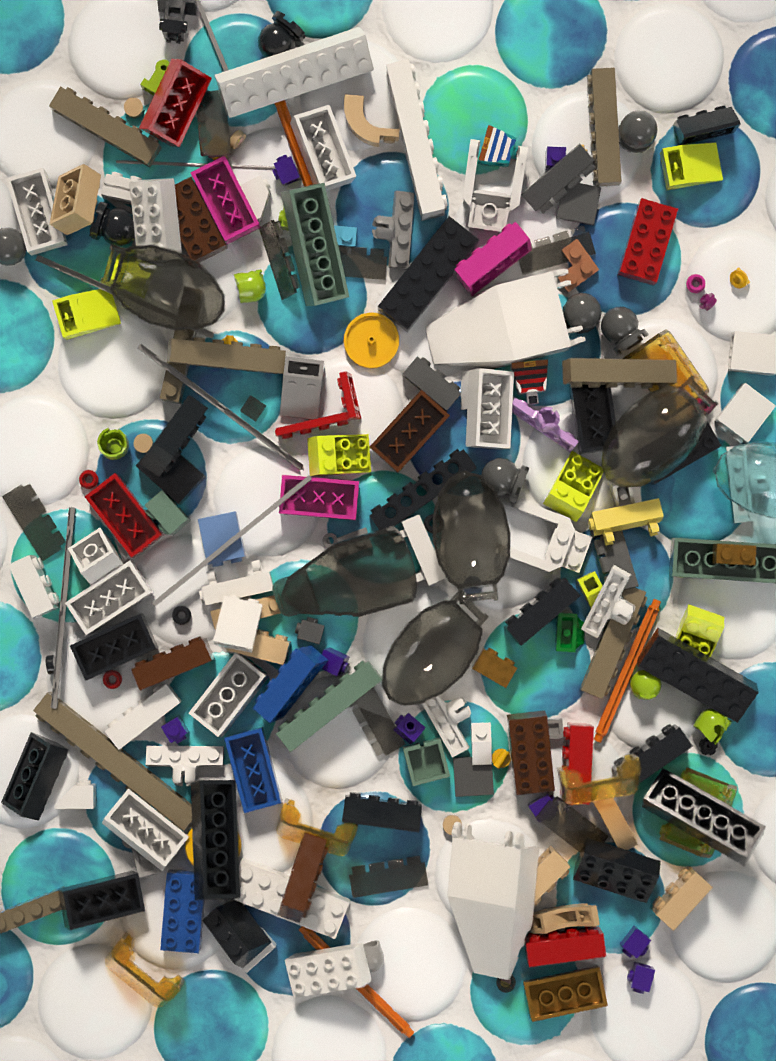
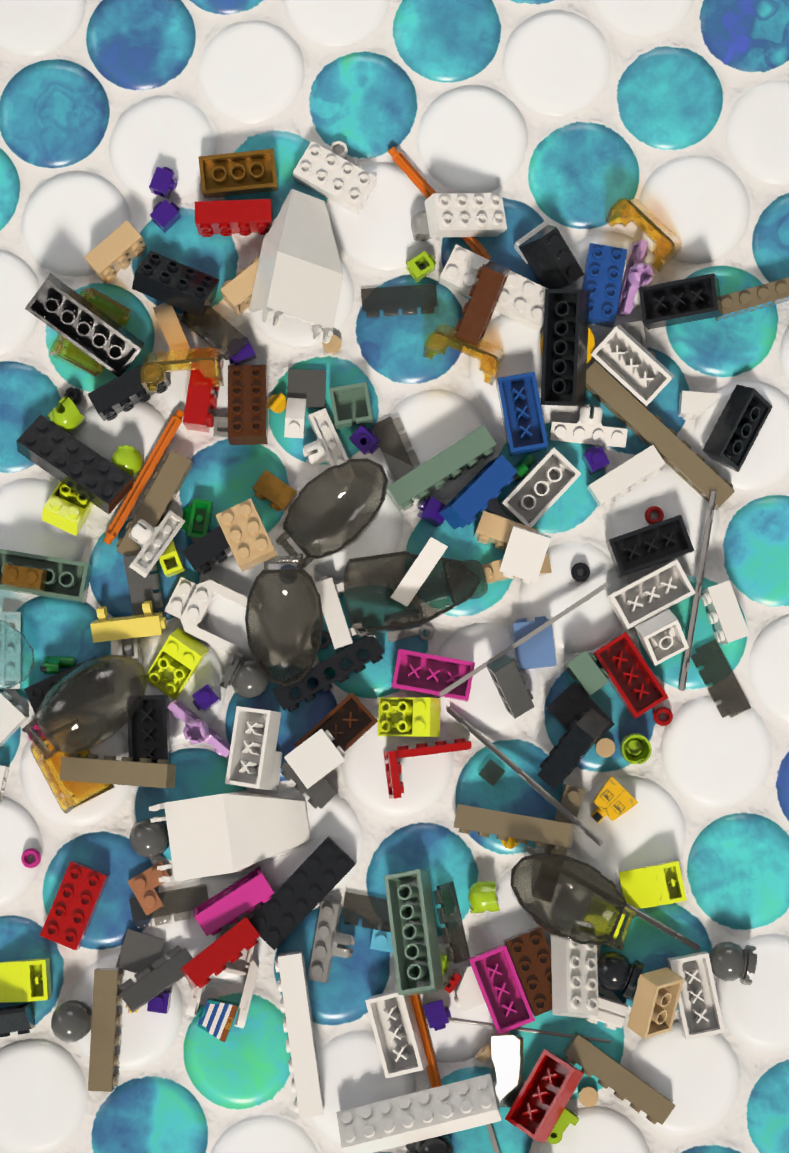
camera: 175 degrees left, 5 degrees down
(50, 663) = (714, 536): black tile -> none
(132, 391) = (611, 801): none -> yellow torso
(149, 922) = (635, 276): none -> lavender plate
(172, 664) = (593, 523): reddish brown brick -> none
(241, 493) = (511, 685): none -> dark grey brick
(241, 587) = (523, 593): white brick -> none
(248, 717) = (522, 466): none -> green piece
(274, 199) = (453, 981): none -> red tile
(301, 388) = (440, 787): light grey slope -> none
(310, 630) = (456, 544): dark grey brick -> none
(342, 598) = (419, 571): none -> white sticker
(361, 127) = (355, 1052): tan arch -> none
(371, 340) = (365, 830): yellow piece -> none
(377, 913) = (422, 259): none -> lime brick
(382, 813) = (399, 360): black slope -> none
(426, 403) = (315, 758): none -> white brick
(465, 1028) = (339, 148): none -> white tile
(466, 998) = (334, 178): none -> white brick
(501, 206) = (216, 955): none -> red brick
(506, 985) = (296, 185): clear smoke tile -> none
(517, 616) = (246, 535): none -> tan brick
(530, 378) = (208, 775): torso -> none
(542, 454) = (205, 698): none -> dark purple brick
(563, 917) = (231, 246): tan arch -> none
(621, 328) = (111, 818): dark grey tile -> none
(695, 474) = (53, 664): none -> green piece
(707, 301) = (21, 838): magenta plate -> none

